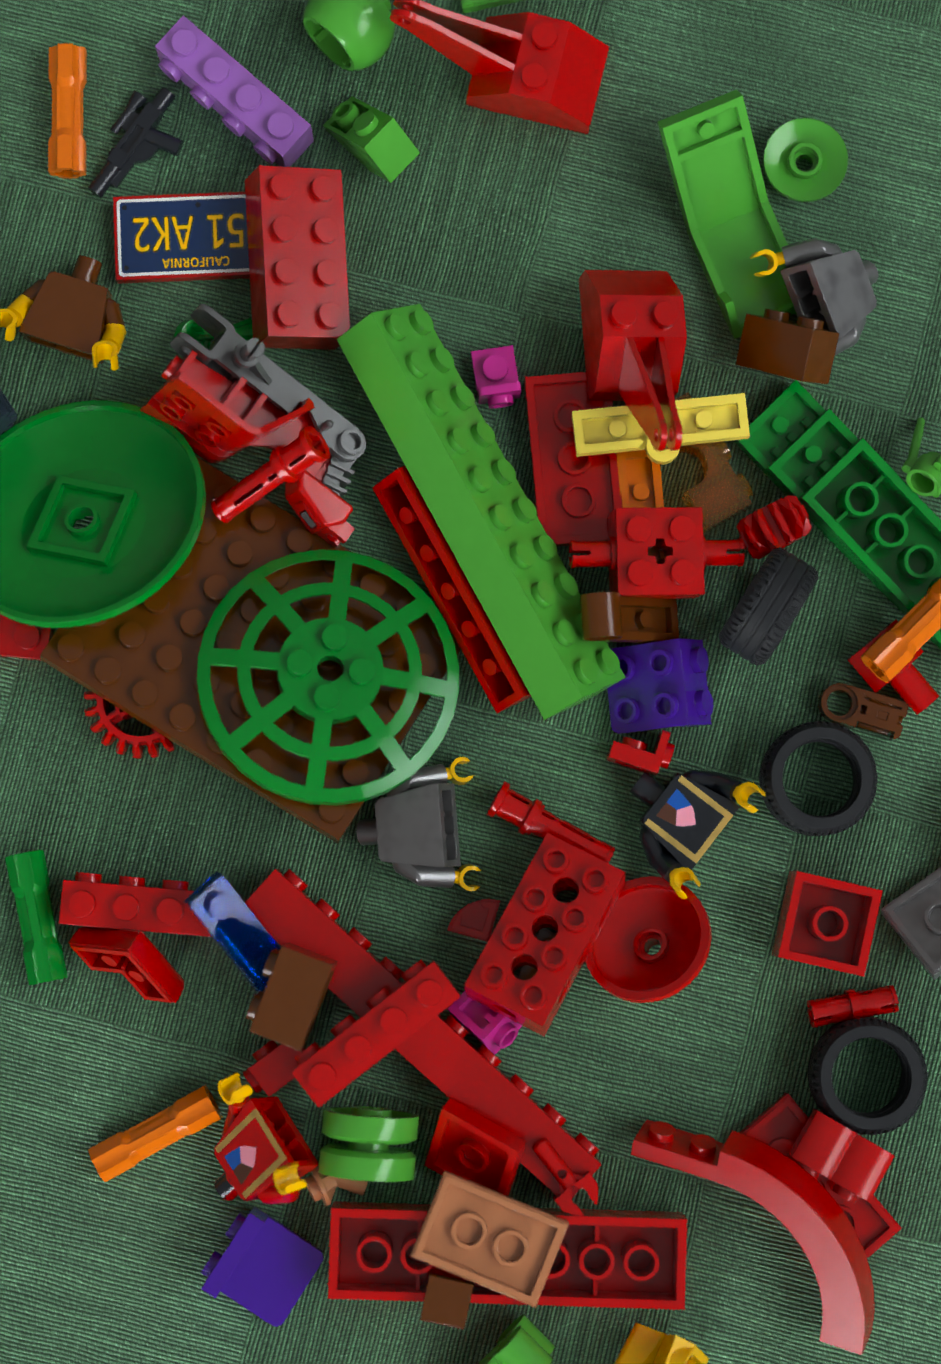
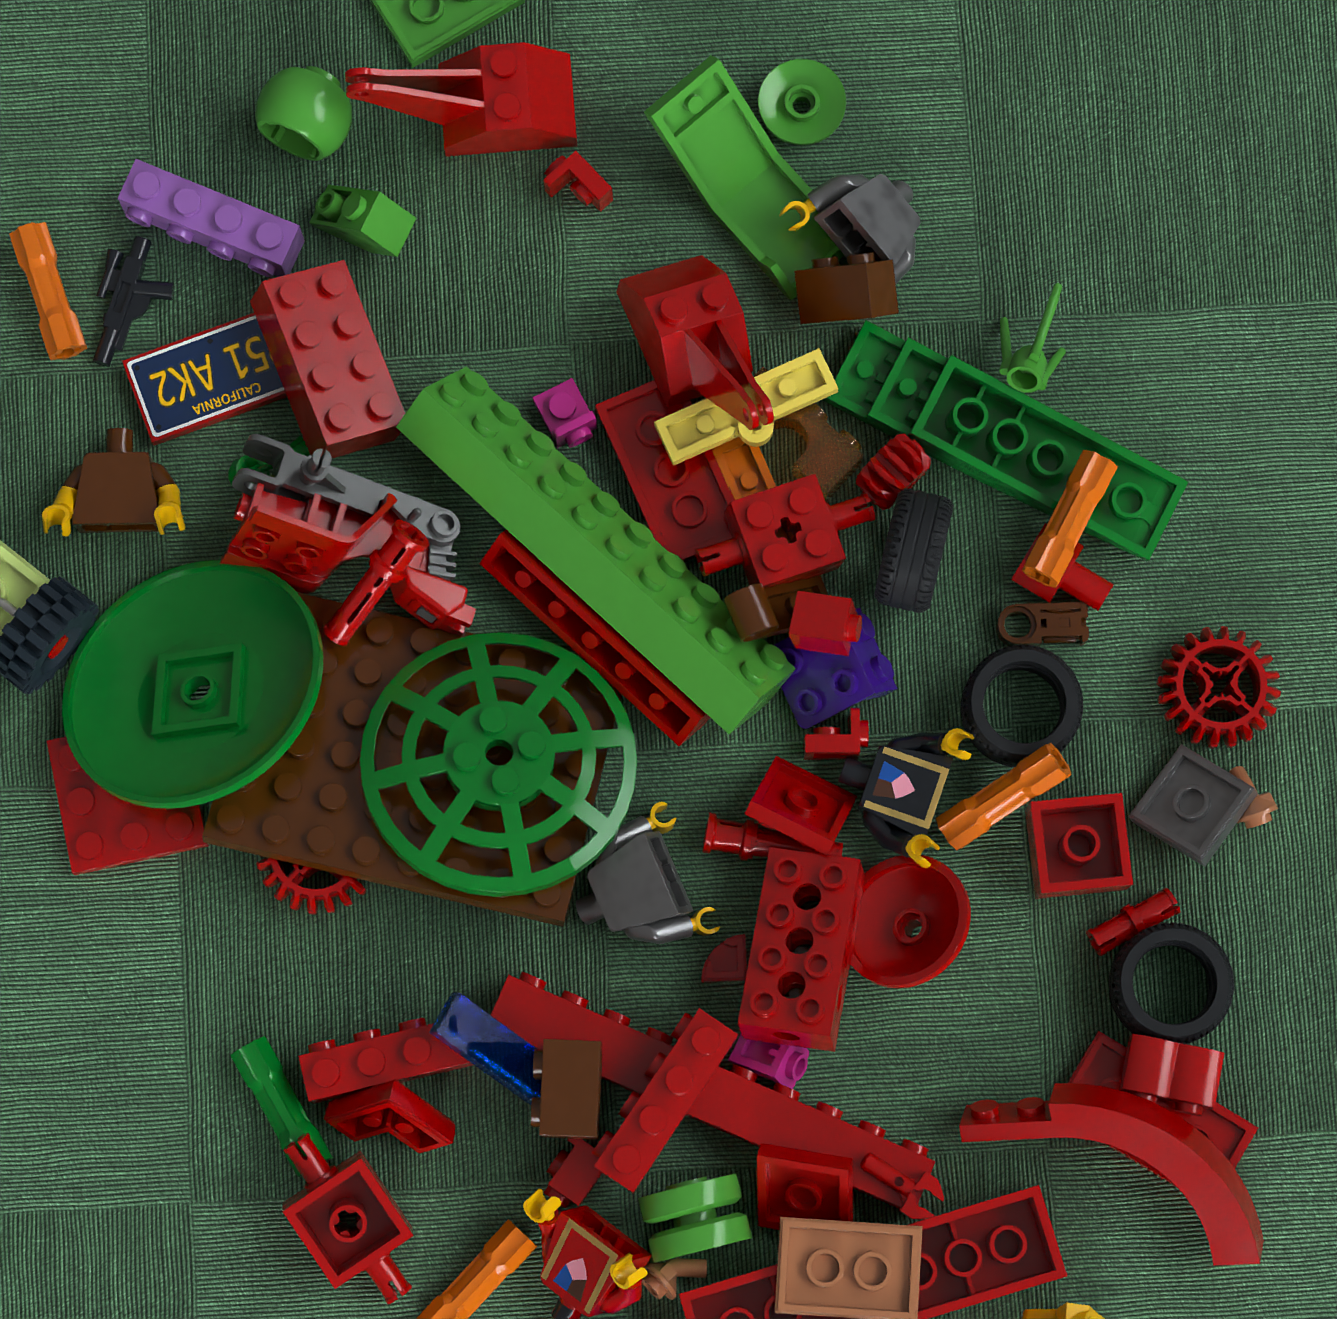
camera: 15 degrees left, 5 degrees down
(45, 1063) = (342, 1249): none -> red brick
(585, 171) = (586, 182): none -> red bracket
(588, 803) = (800, 805): none -> red plate
(664, 647) = (824, 623): none -> red brick
(774, 856) = (1027, 780): none -> orange axle

